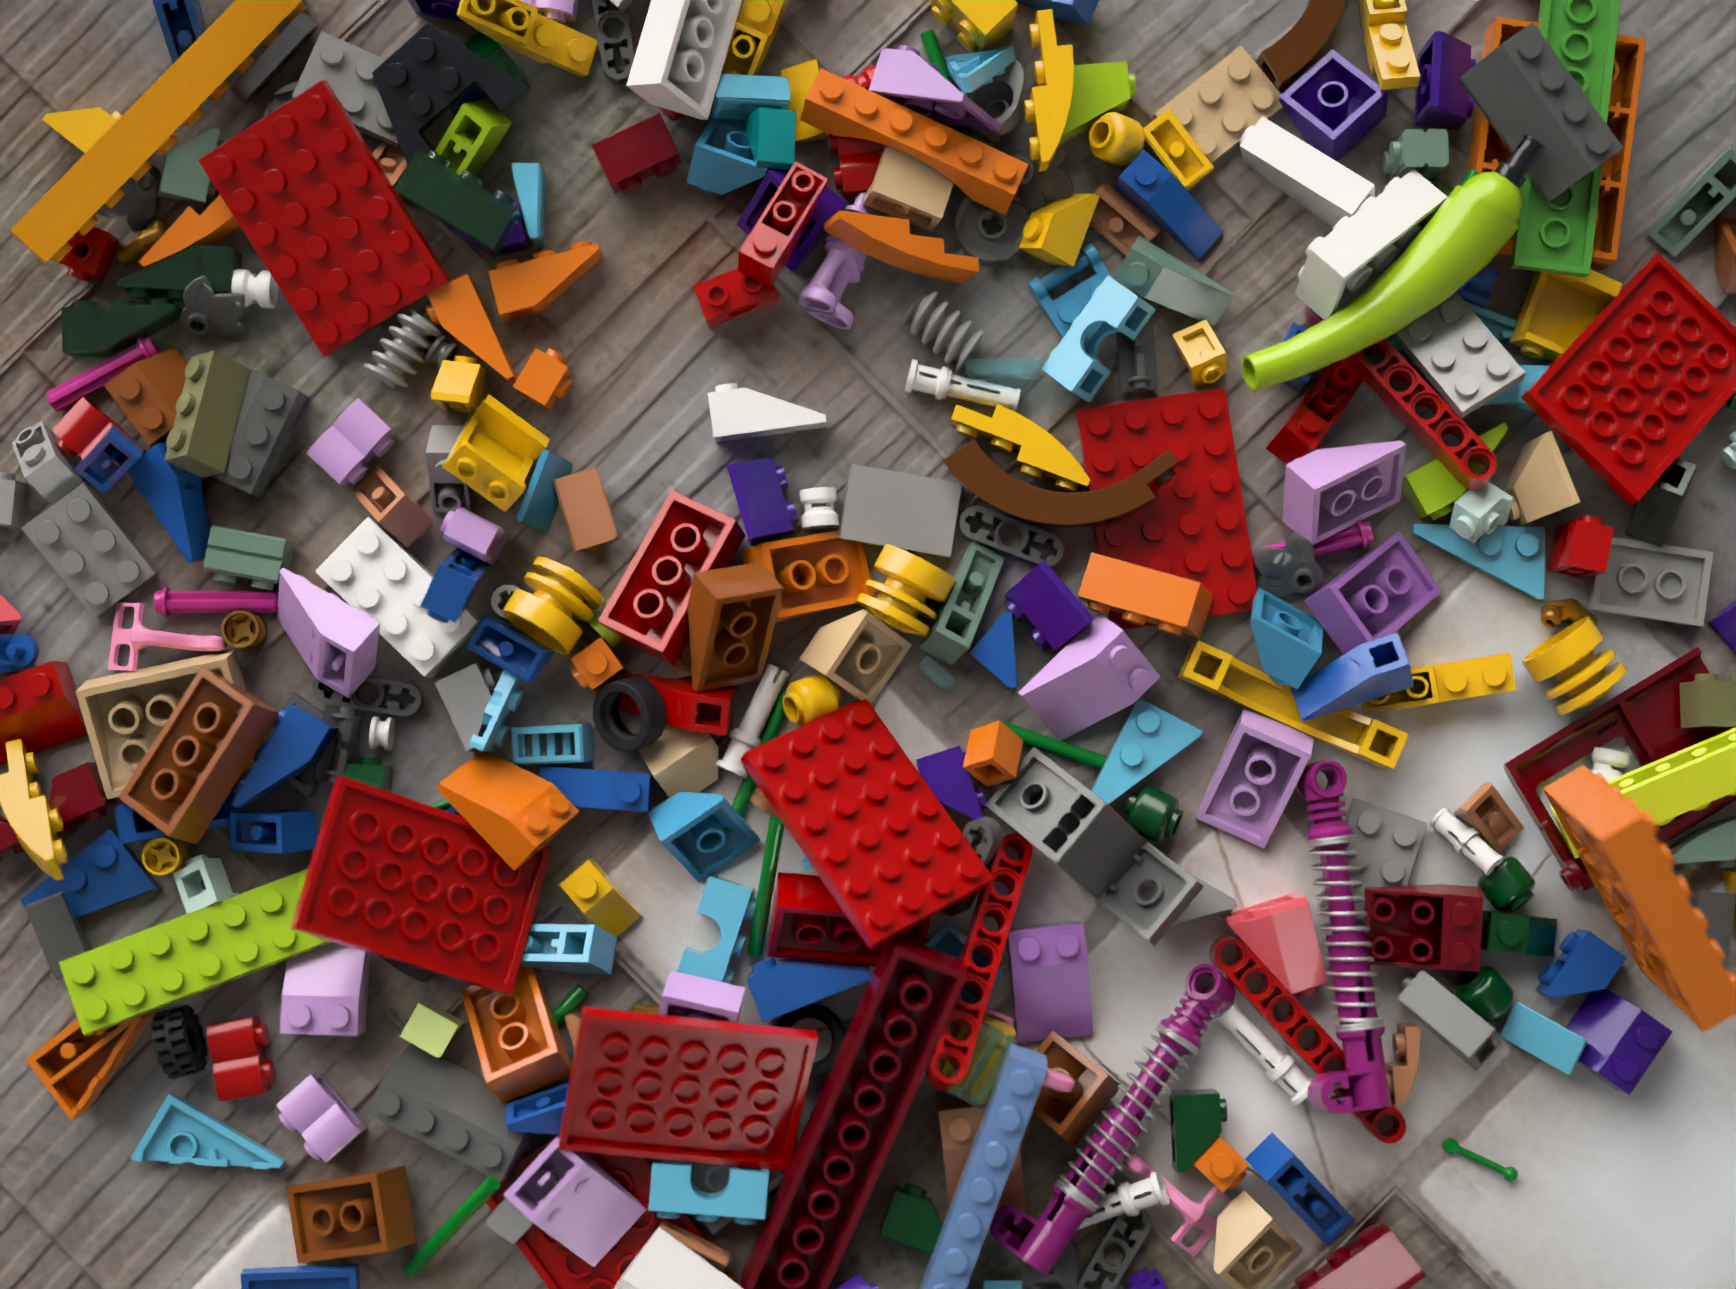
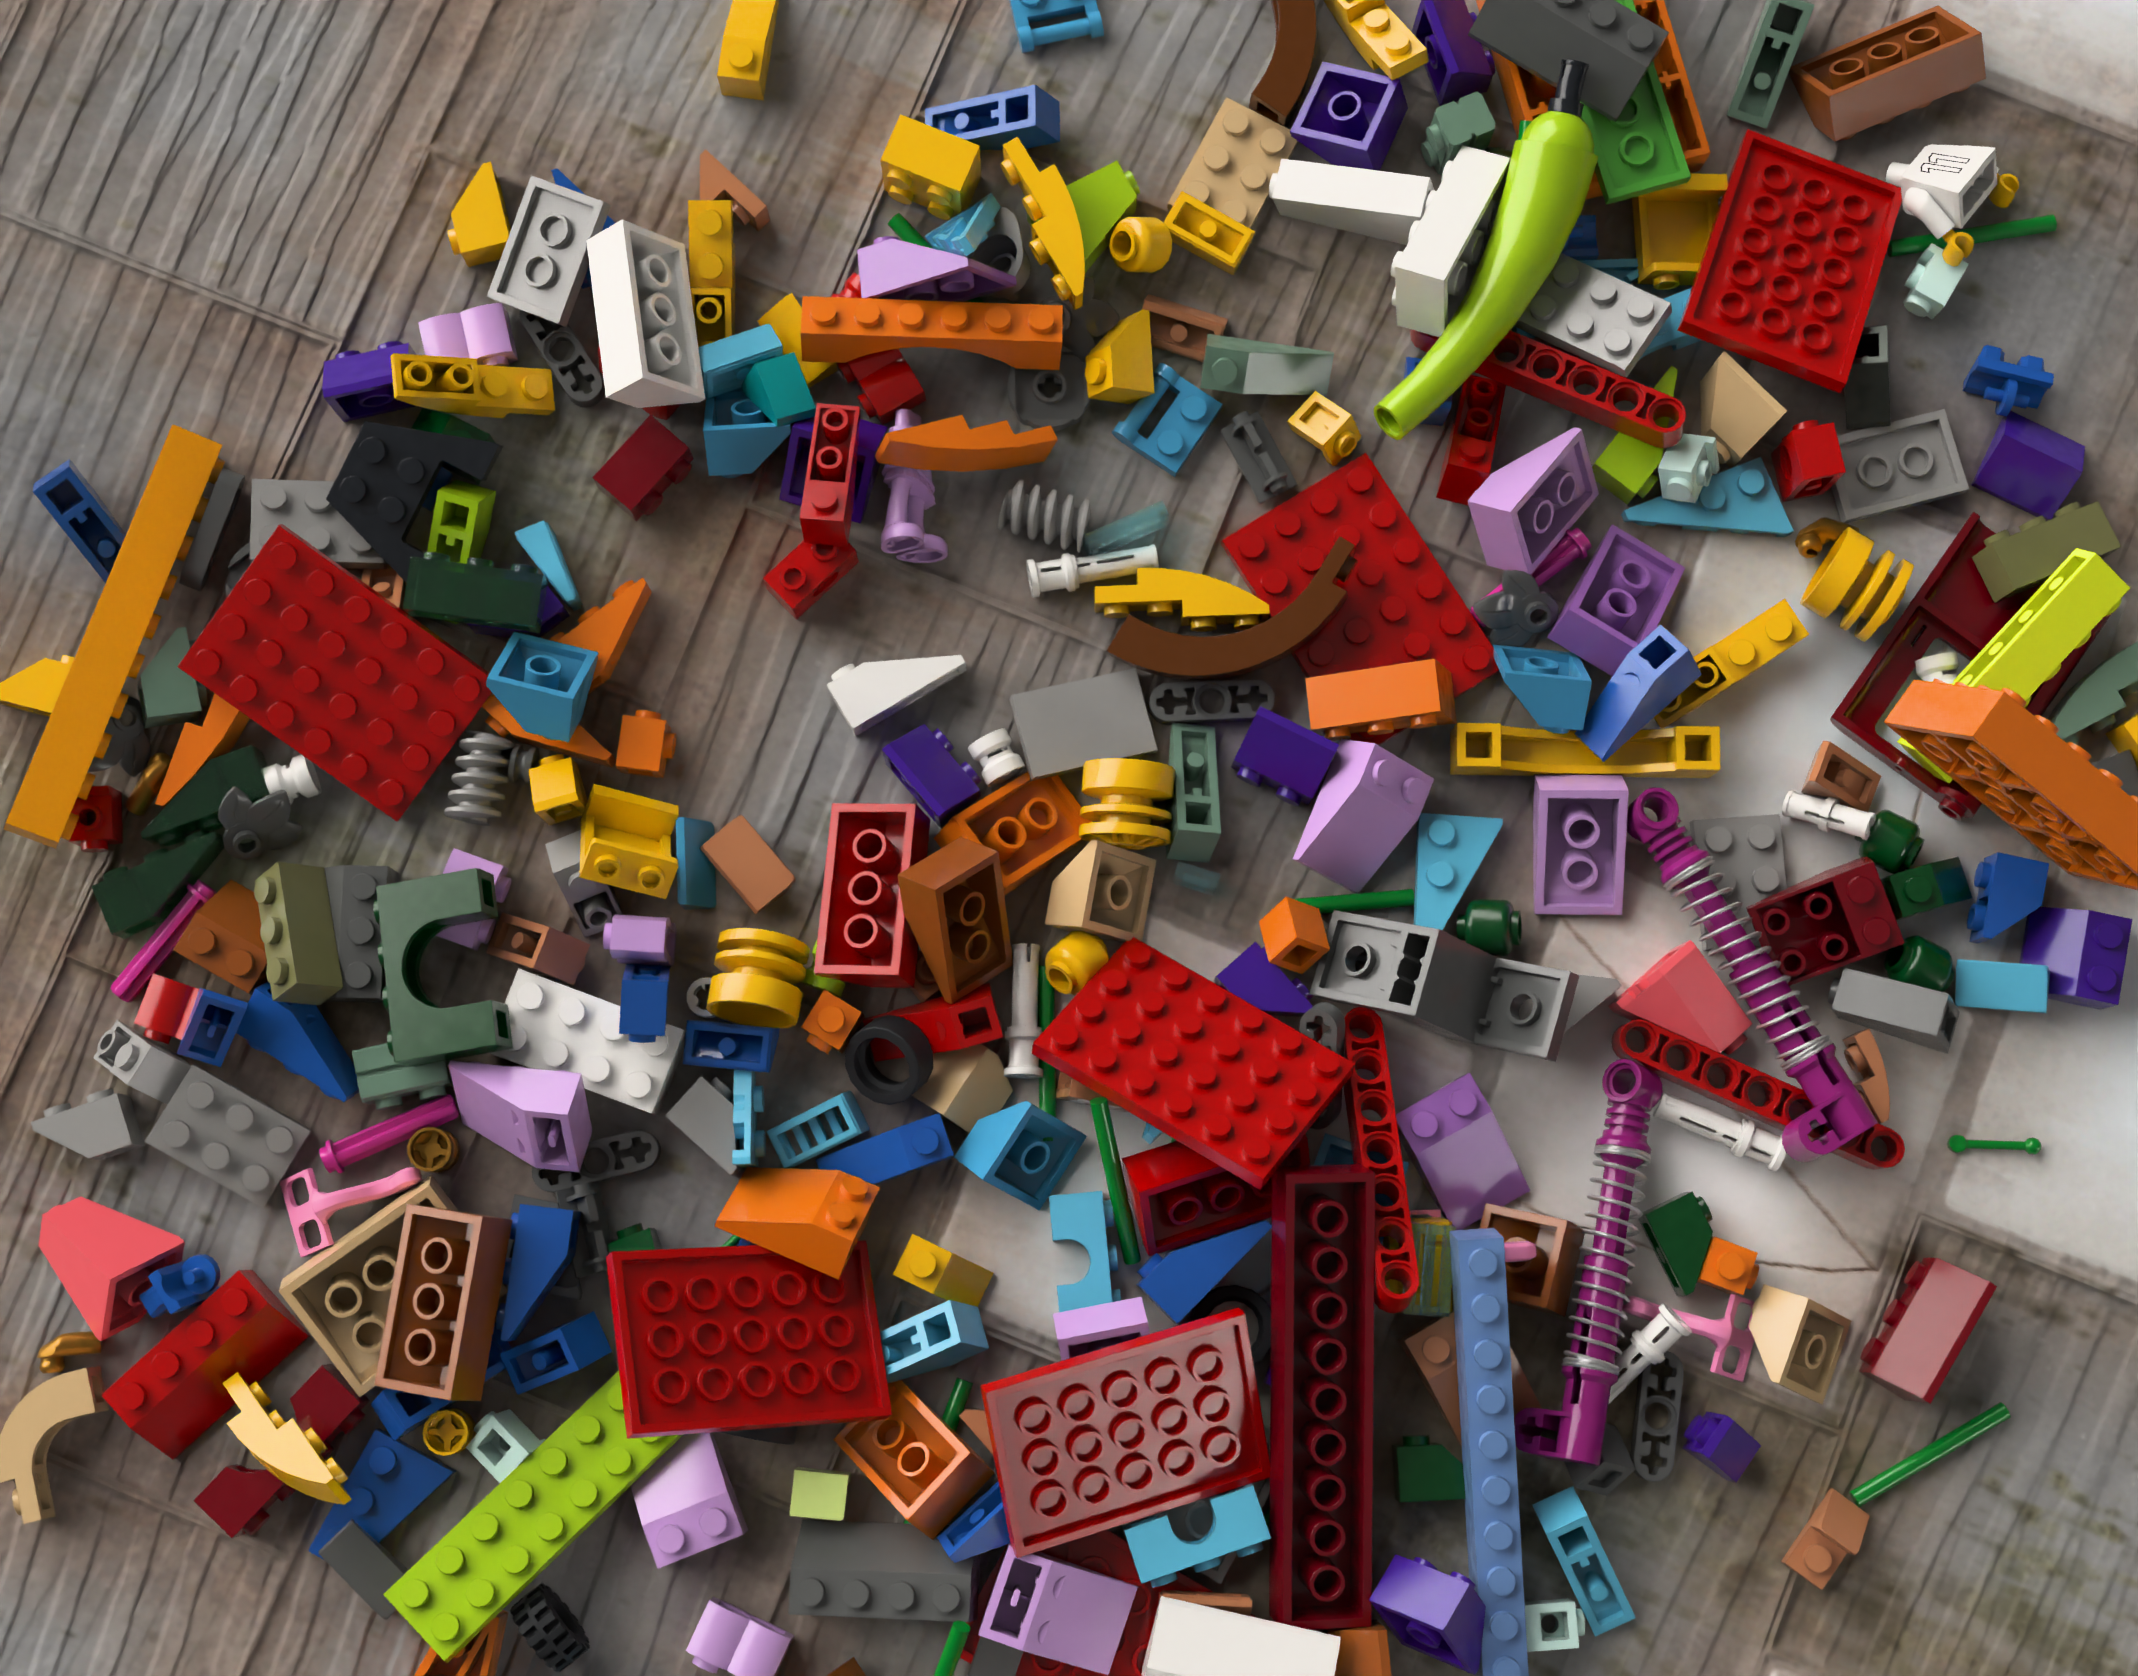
camera: 25 degrees left, 5 degrees down
(240, 1057) = (623, 1617): red brick -> none
(297, 441) = (408, 920): none -> dark green arch
(382, 733) = (630, 1197): white bush -> none
(481, 297) = (543, 684): none -> dark azure slope
(909, 189) = (947, 384): tan panel -> none
(997, 652) = (1251, 829): blue slope -> none
(1076, 357) = (1212, 422): arch -> none
(1168, 204) = (1223, 289): blue slope -> none
(1299, 1188) = (1821, 1257): blue slope -> none

